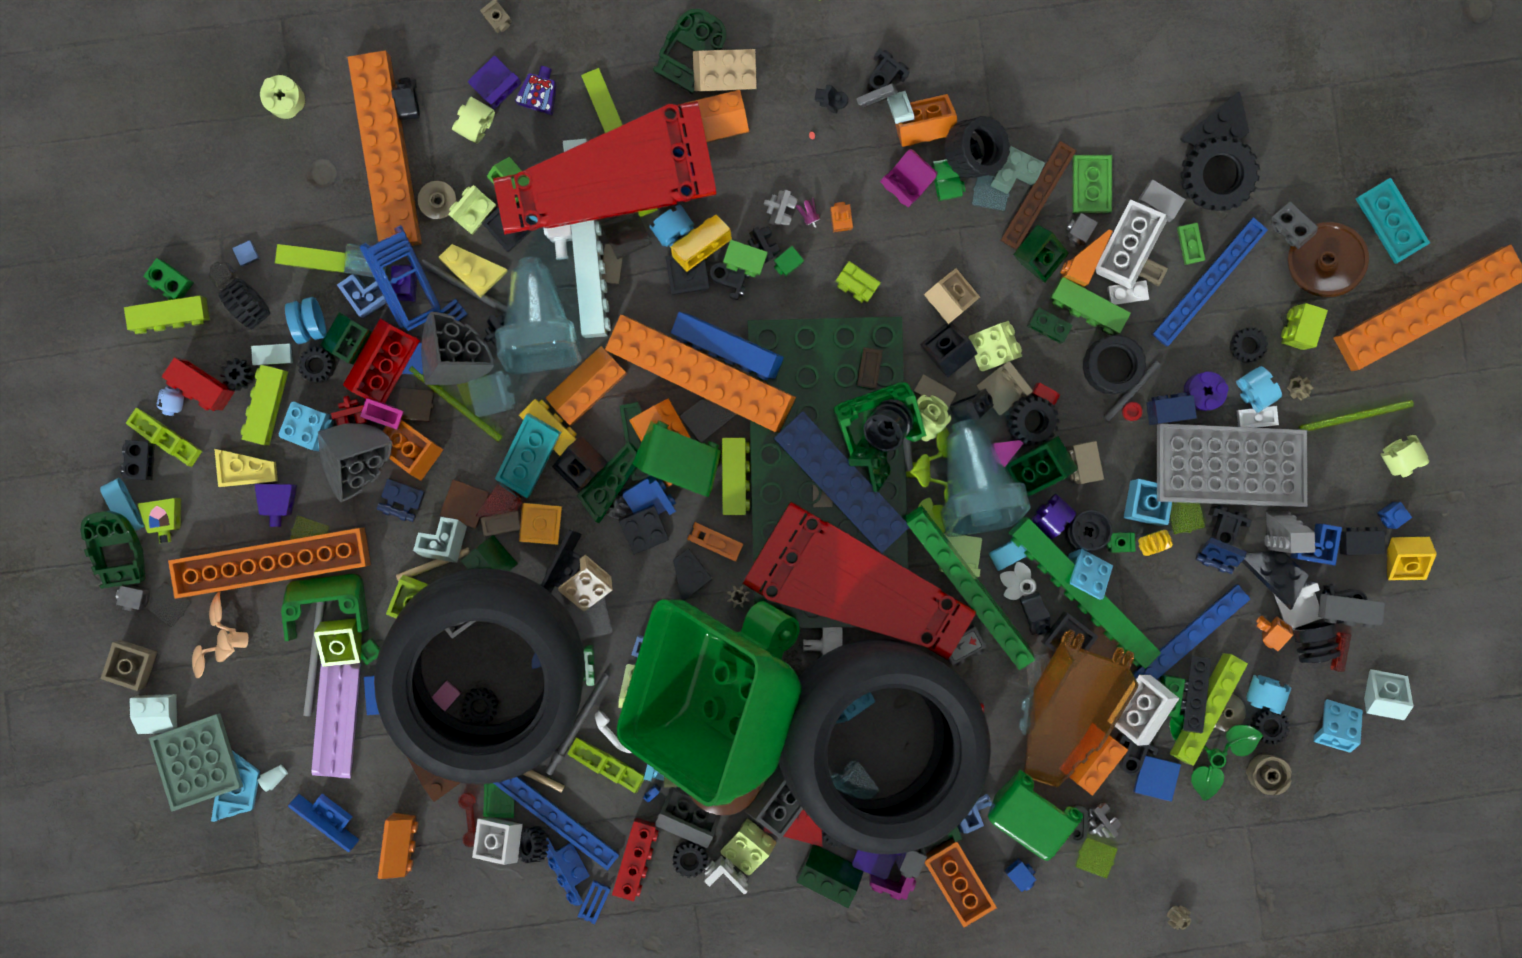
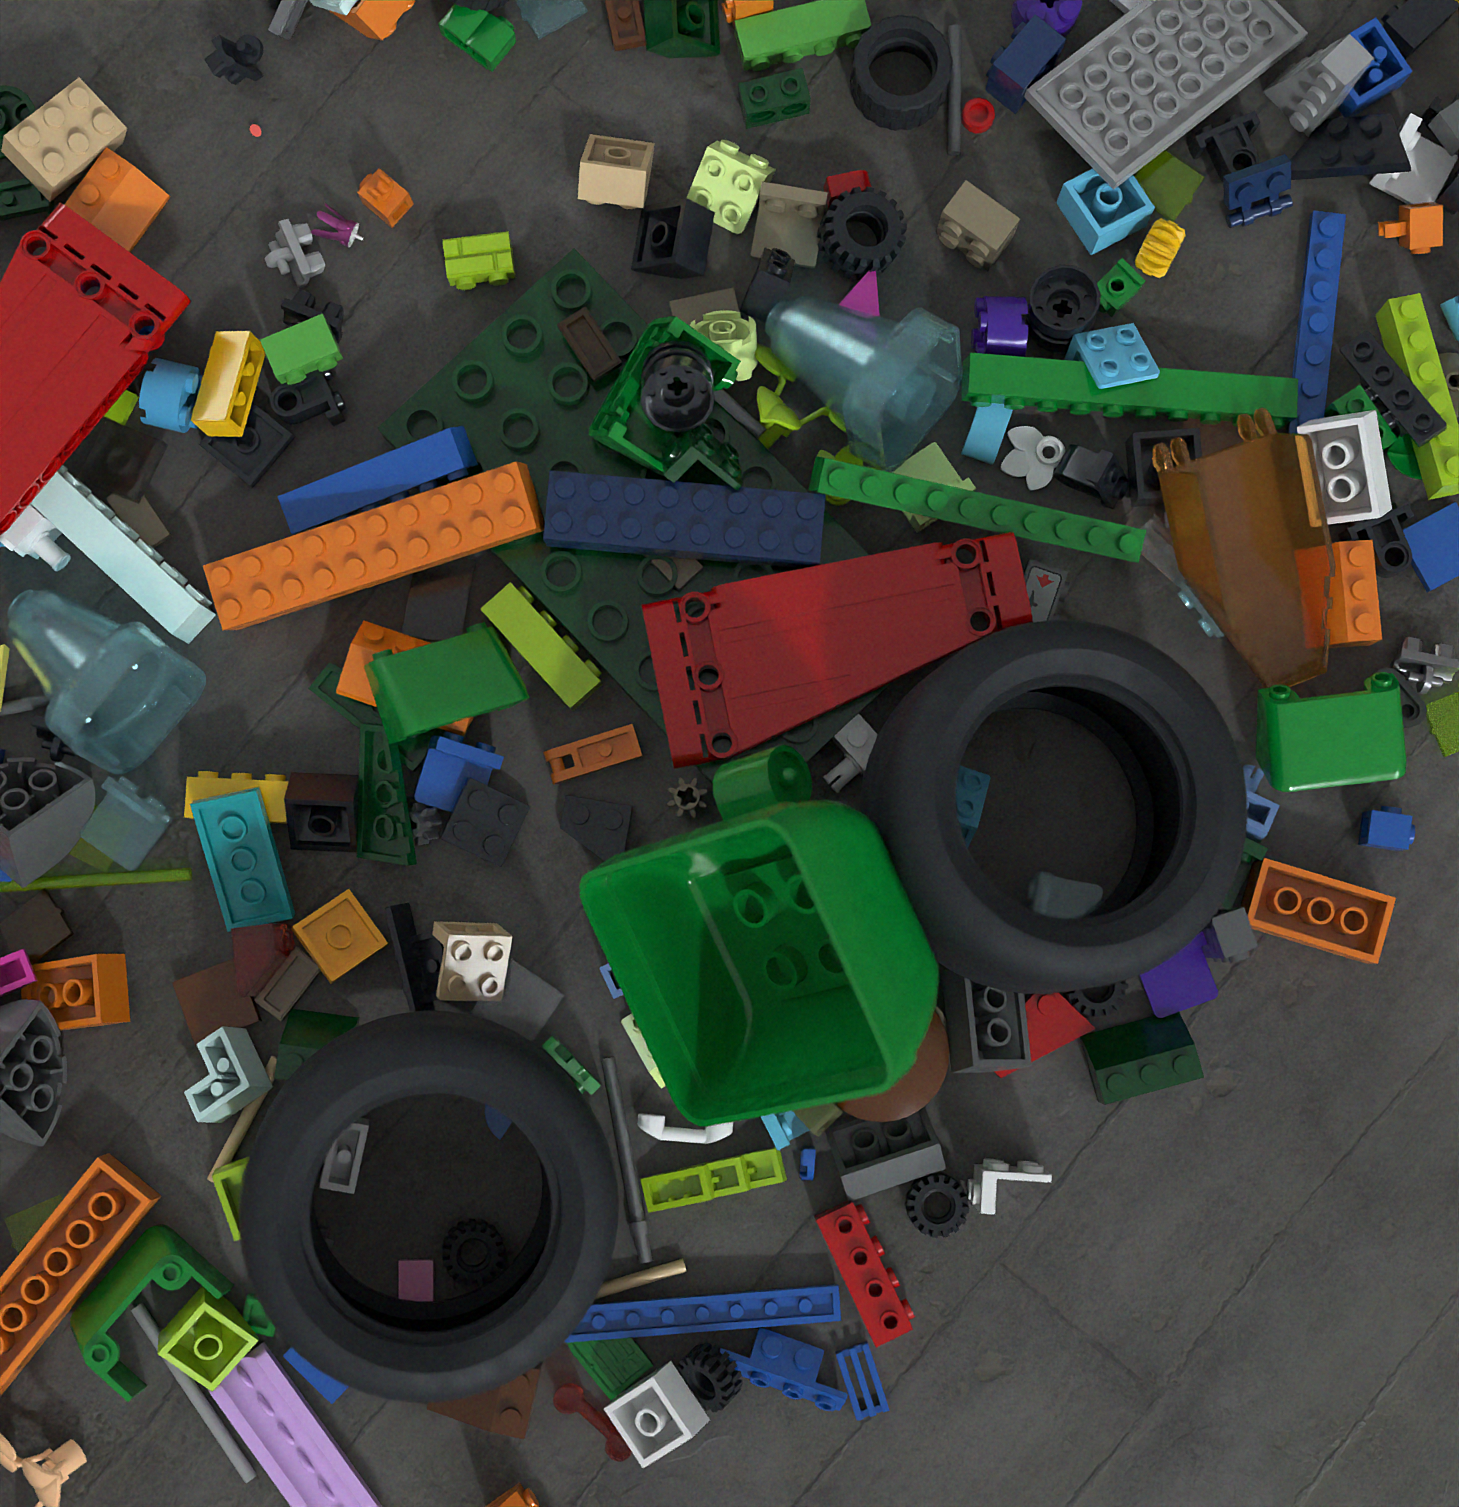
camera: 45 degrees left, 5 degrees down
(402, 494) = (122, 1063): dark blue plate -> none
(586, 386) = (243, 702): orange slope -> none
(749, 847) = (1000, 1118): yellowish green bracket -> none
(788, 262) = (366, 312): green brick -> none
(895, 889) = (1251, 987): magenta bracket -> none
(909, 178) = (427, 69): magenta bracket -> none
(1042, 466) = (927, 269): dark green brick -> none

